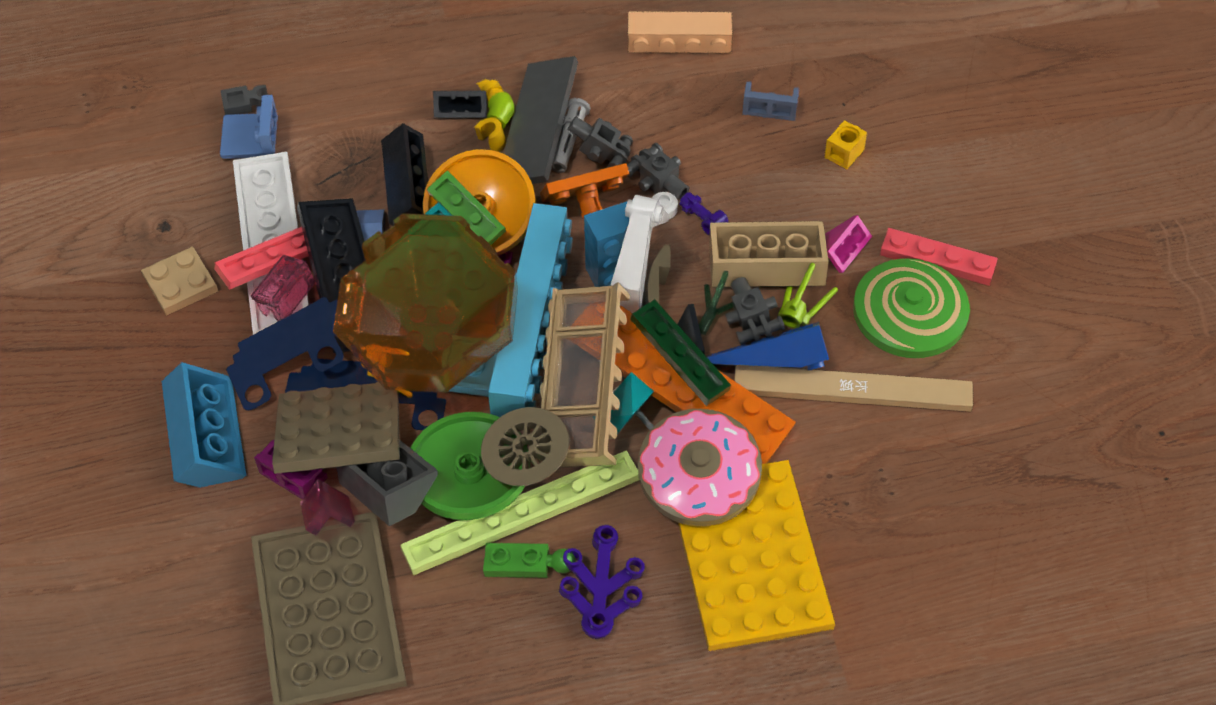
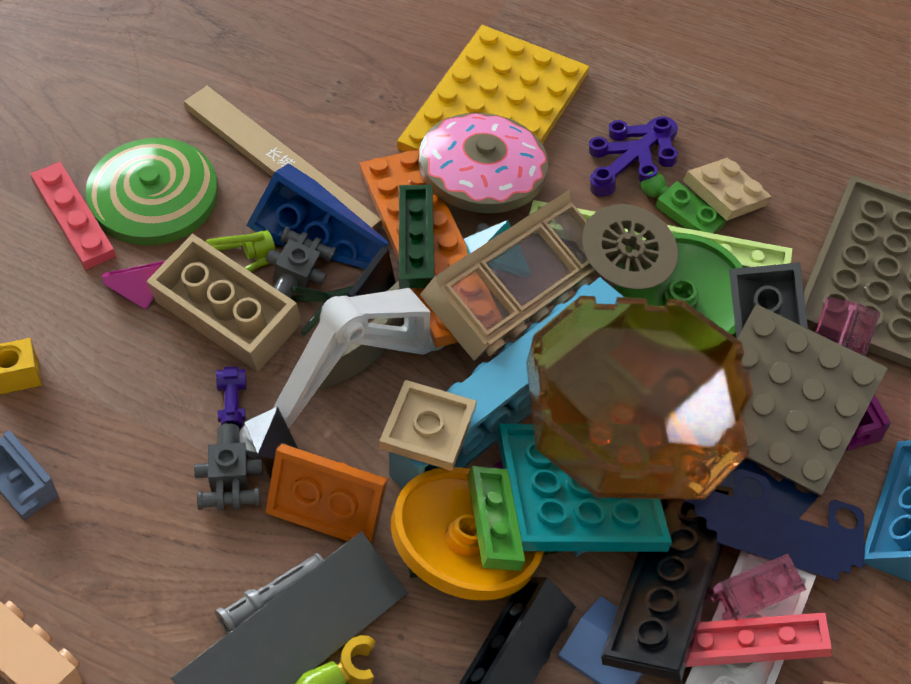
camera: 145 degrees left, 0 degrees up
(500, 594) = (727, 188): none -> tan plate
(546, 218) = (428, 425): none -> tan plate
(602, 141) = (252, 545): dark grey piece -> none
(603, 242) = (367, 378): dark azure slope -> none
(645, 185) = (267, 434): none -> black slope

